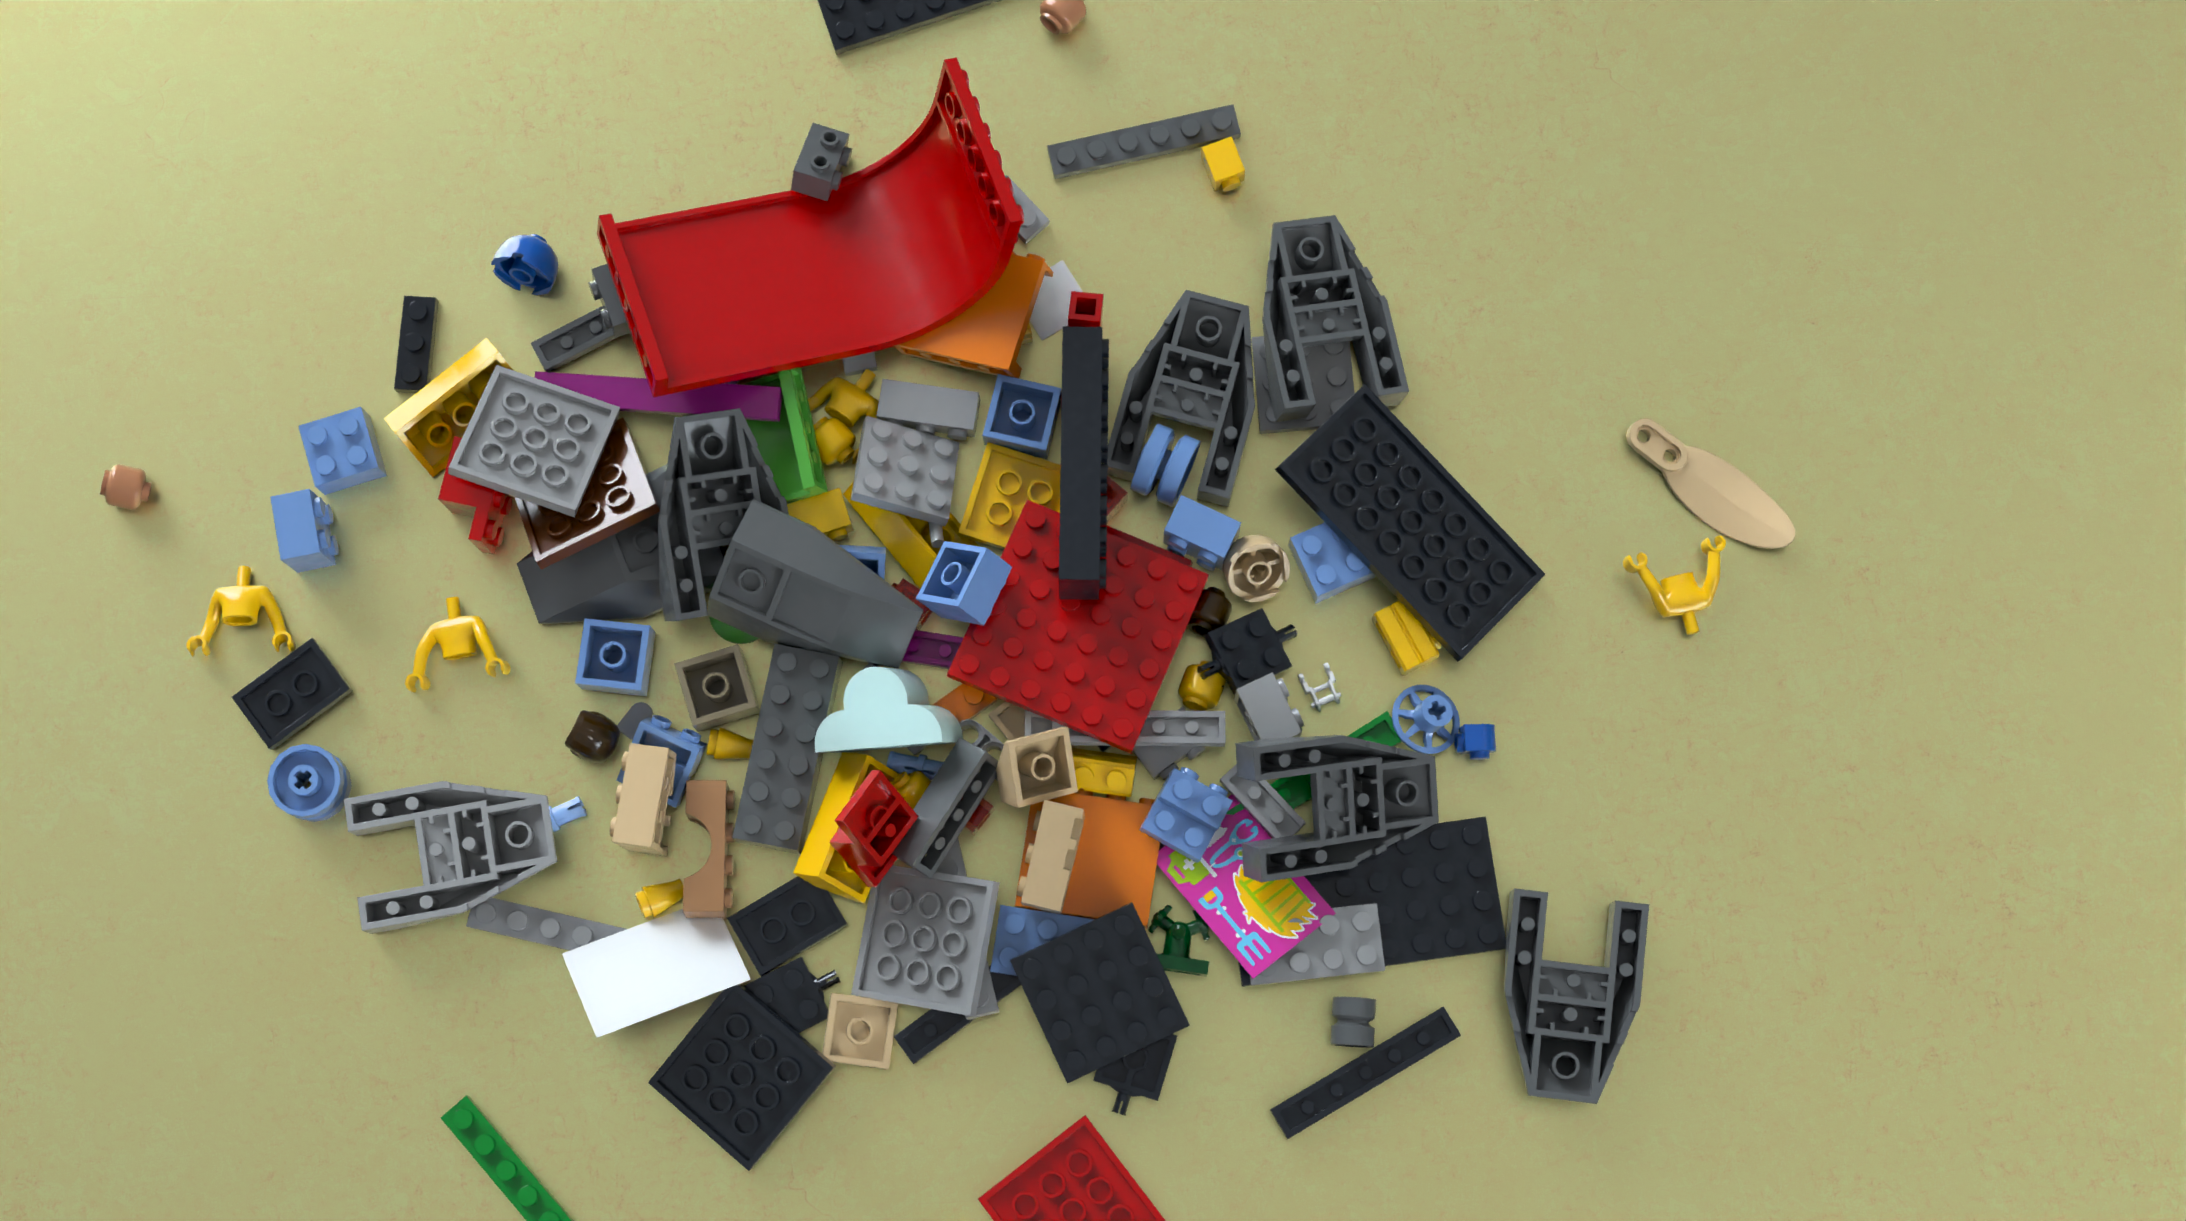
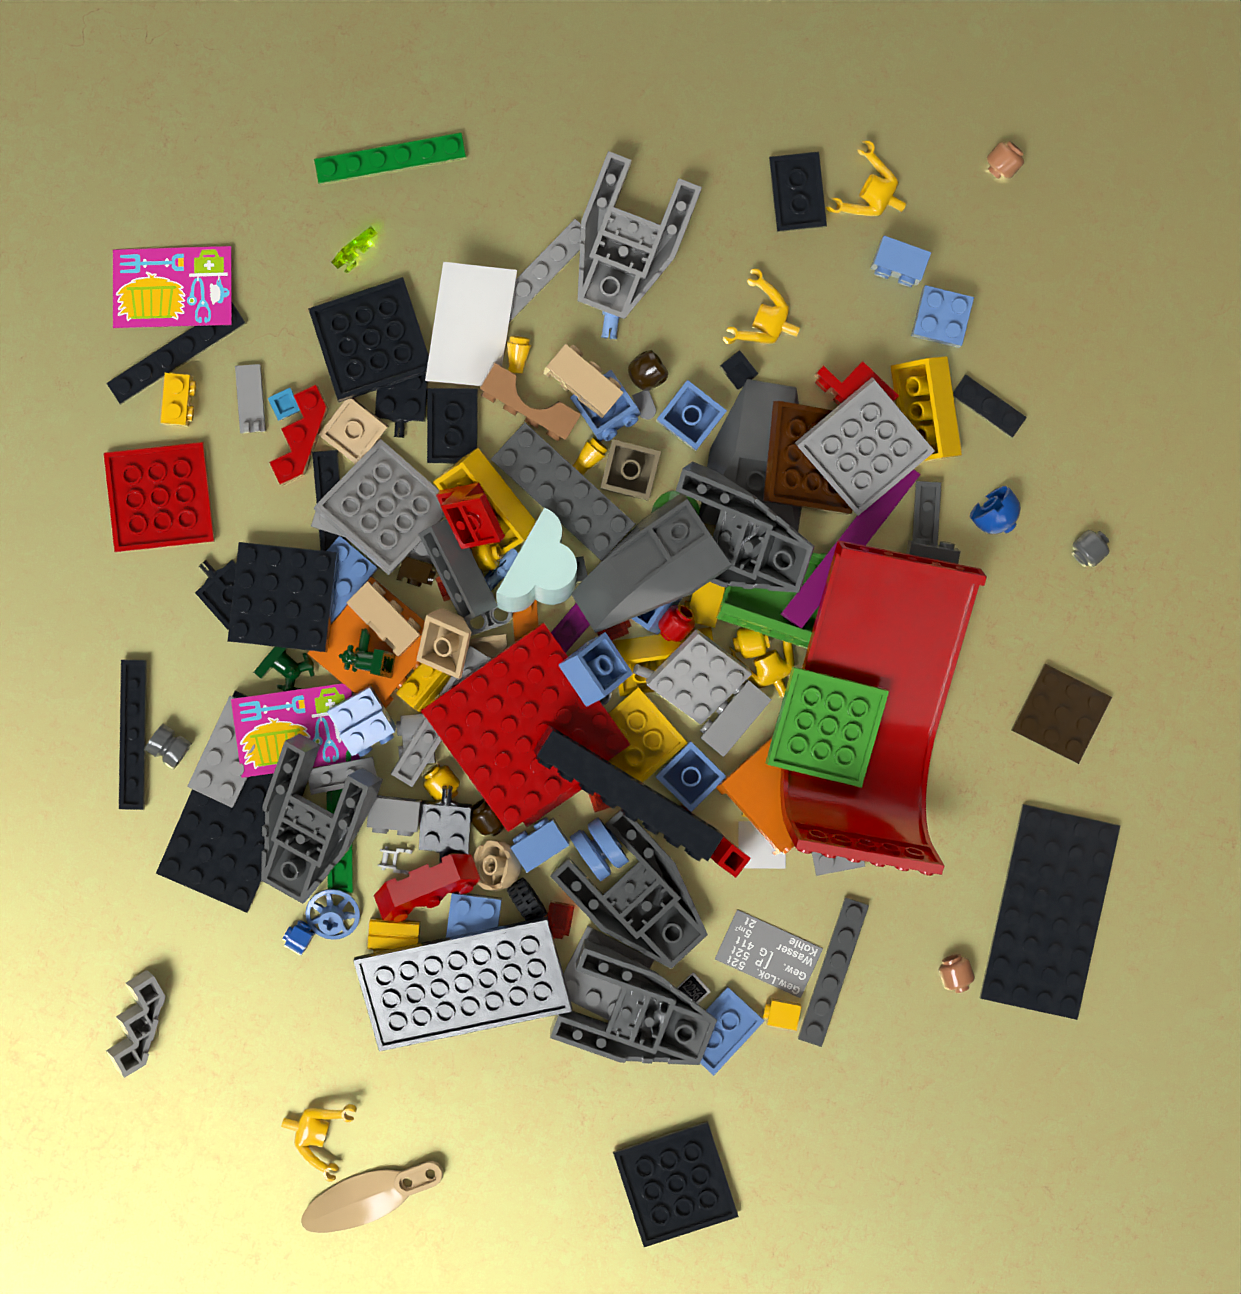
camera: 120 degrees right, 10 degrees up
(328, 781) = (739, 159): medium blue wheel -> none
(509, 142) = (1090, 548): none -> dark grey head
(533, 639) = (738, 370): none -> black panel
(653, 1158) = (349, 253): none -> clear neon green plate
(711, 70) = (1061, 713): none -> dark brown plate
(821, 161) = (947, 747): dark grey brick -> none
(859, 529) = (676, 623): none -> red head
(874, 294) = (827, 727): none -> bright green plate
(877, 1130) = (284, 404): none -> dark azure plate
(894, 1175) = (250, 398): none -> light grey hinge
(901, 1087) = (301, 436): none -> red brick
(980, 858) = (416, 572): none -> dark brown brick
(1113, 850) = (377, 662): none -> dark green piece
(1167, 222) = (768, 953): none -> light grey sticker
(1254, 275) = (694, 988): none -> slope
(1264, 462) = (560, 918): none -> clear red brick
(1267, 203) = (733, 1027): none -> medium blue plate
(1273, 510) = (526, 900): none -> black tyre
(1328, 629) = (426, 886): none -> red brick
(1481, 168) = (675, 1184): none -> black plate
(1571, 1014) = (86, 886): dark grey wedge -> none
(1690, 860) = (138, 1024): none -> light grey brick

